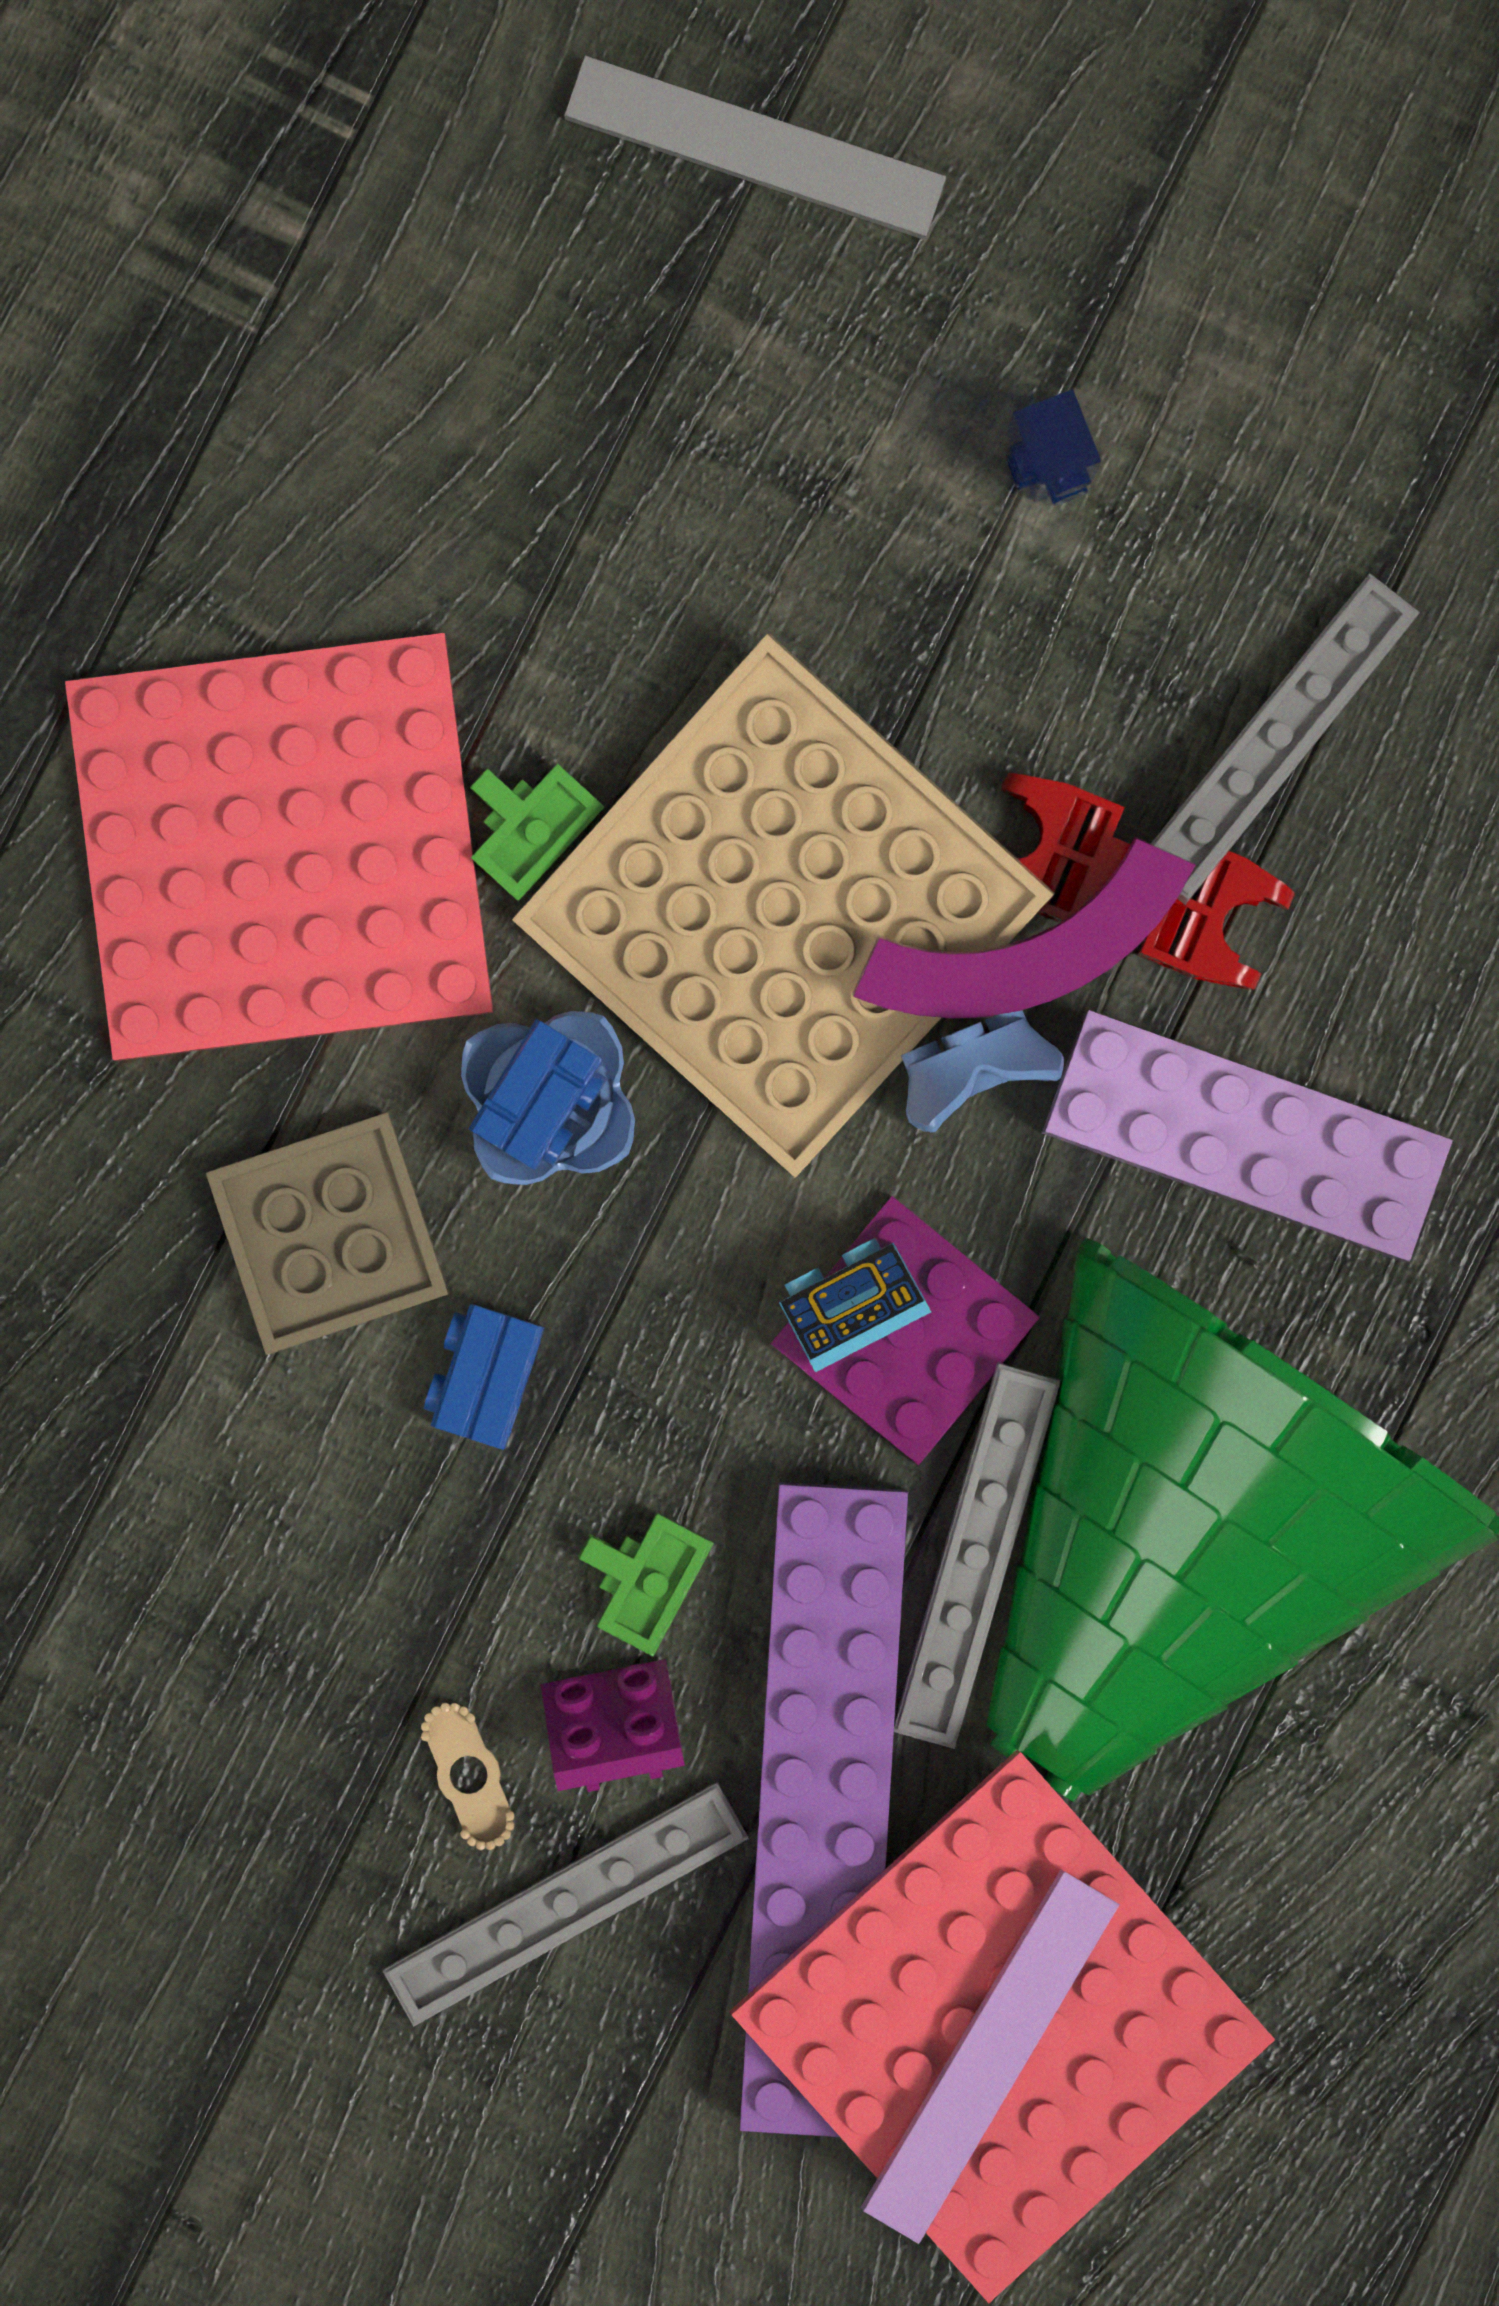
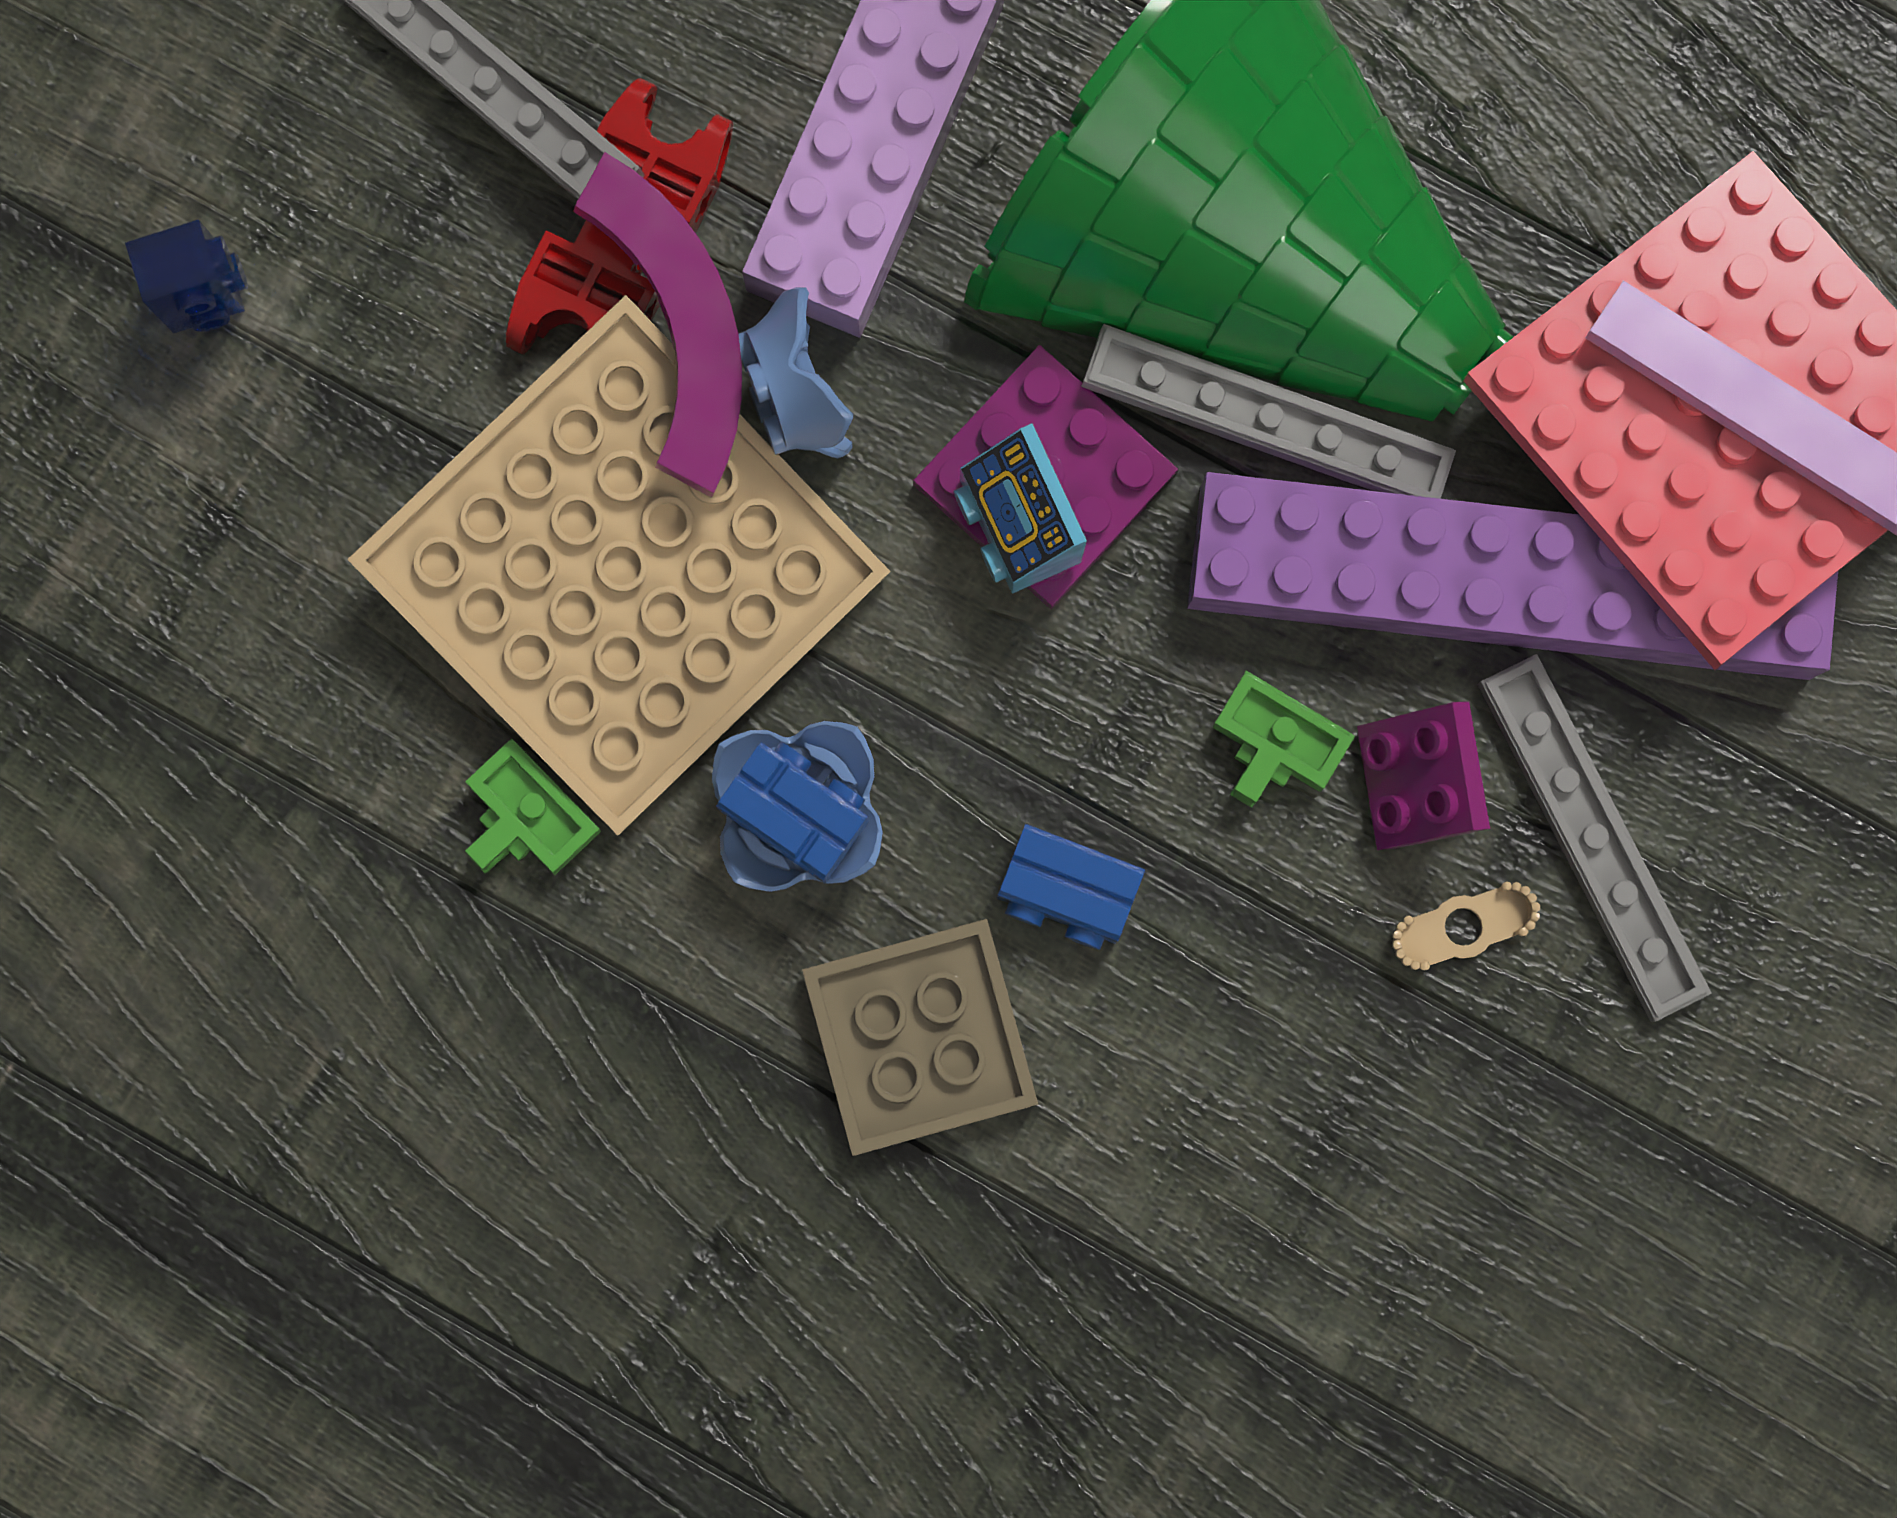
camera: 90 degrees left, 5 degrees down
(279, 847) = (529, 1067): coral plate -> none

